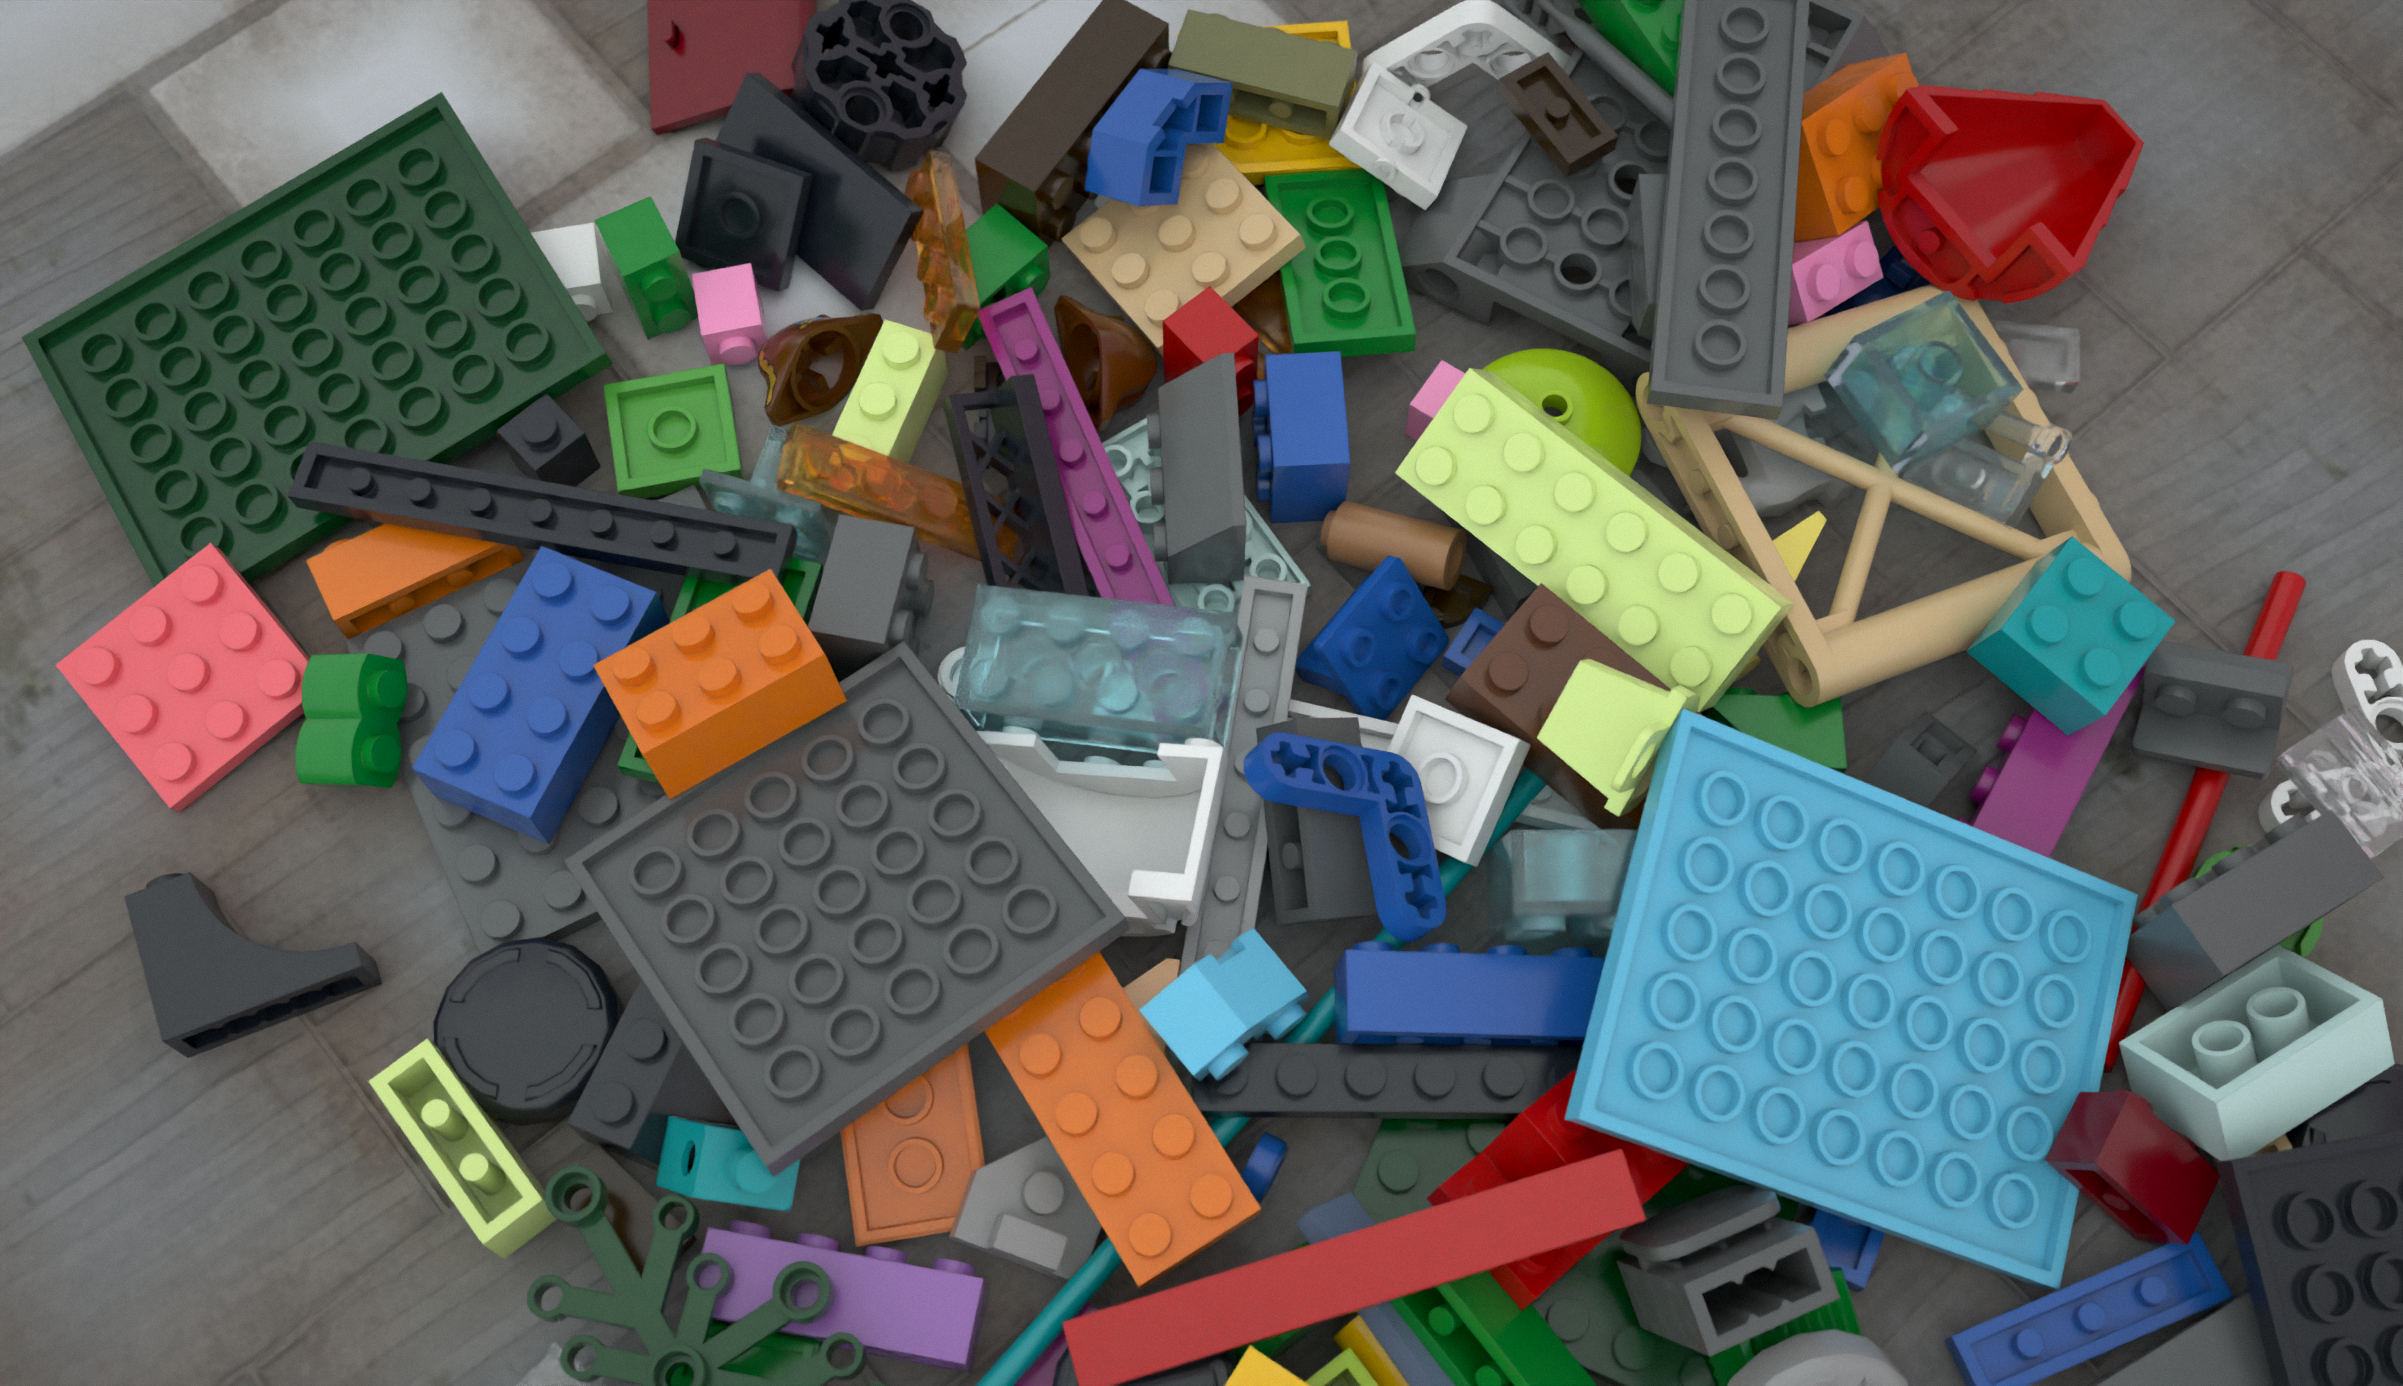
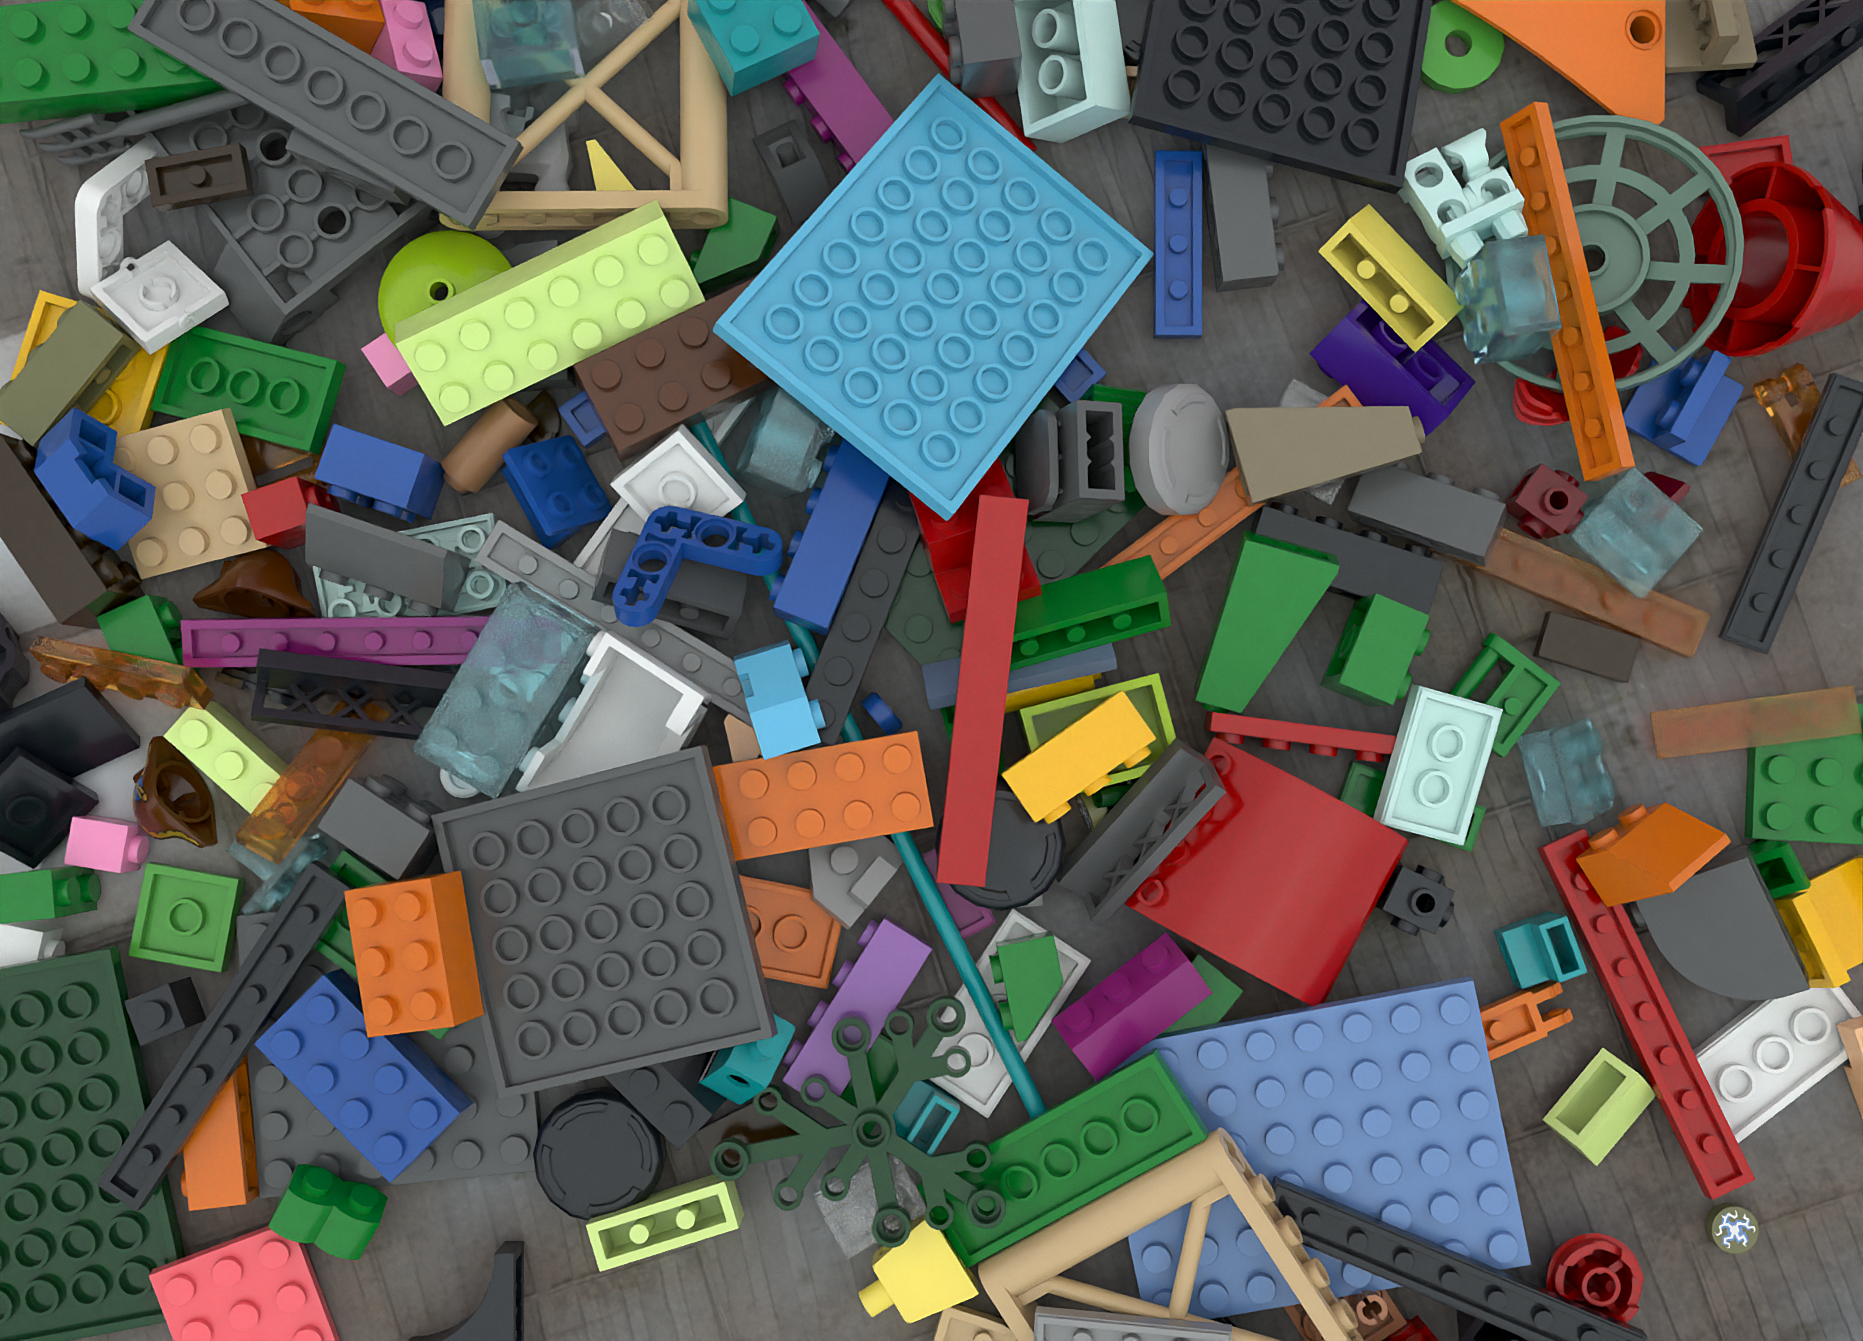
camera: 65 degrees left, 20 degrees up
(1613, 729) = (704, 369): yellowish green container -> none
(2134, 1166) = (1102, 169): dark red brick -> none

